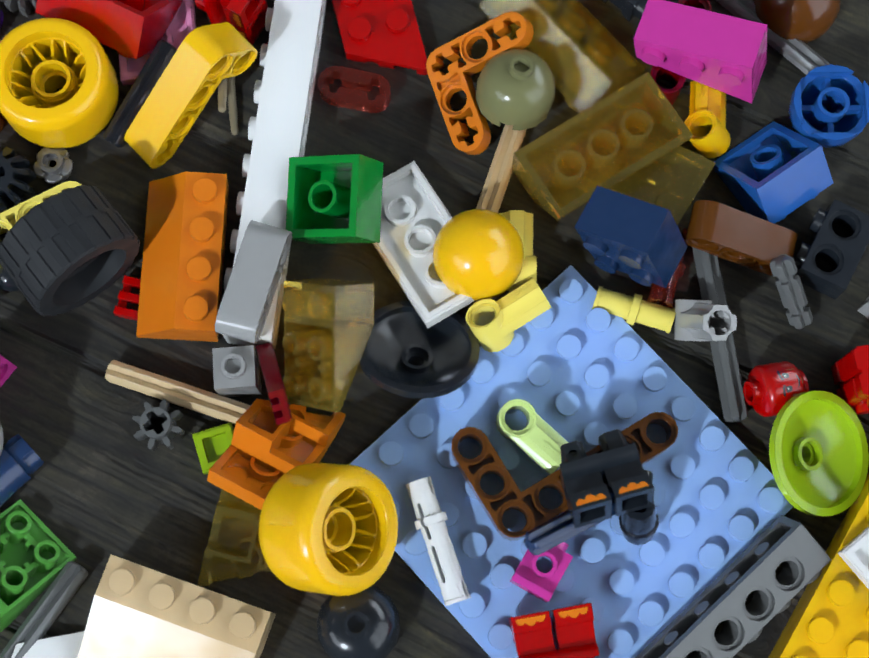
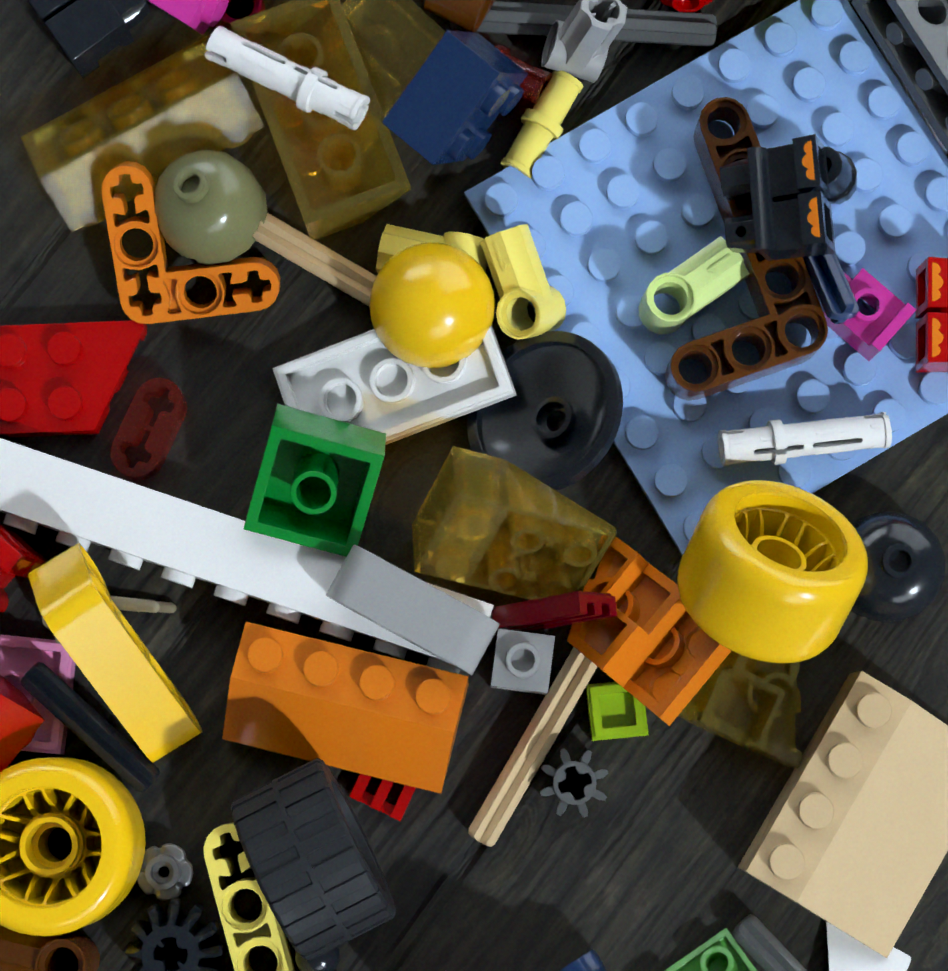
camera: 75 degrees left, 5 degrees up
(610, 130) = (305, 86): none -> white pin

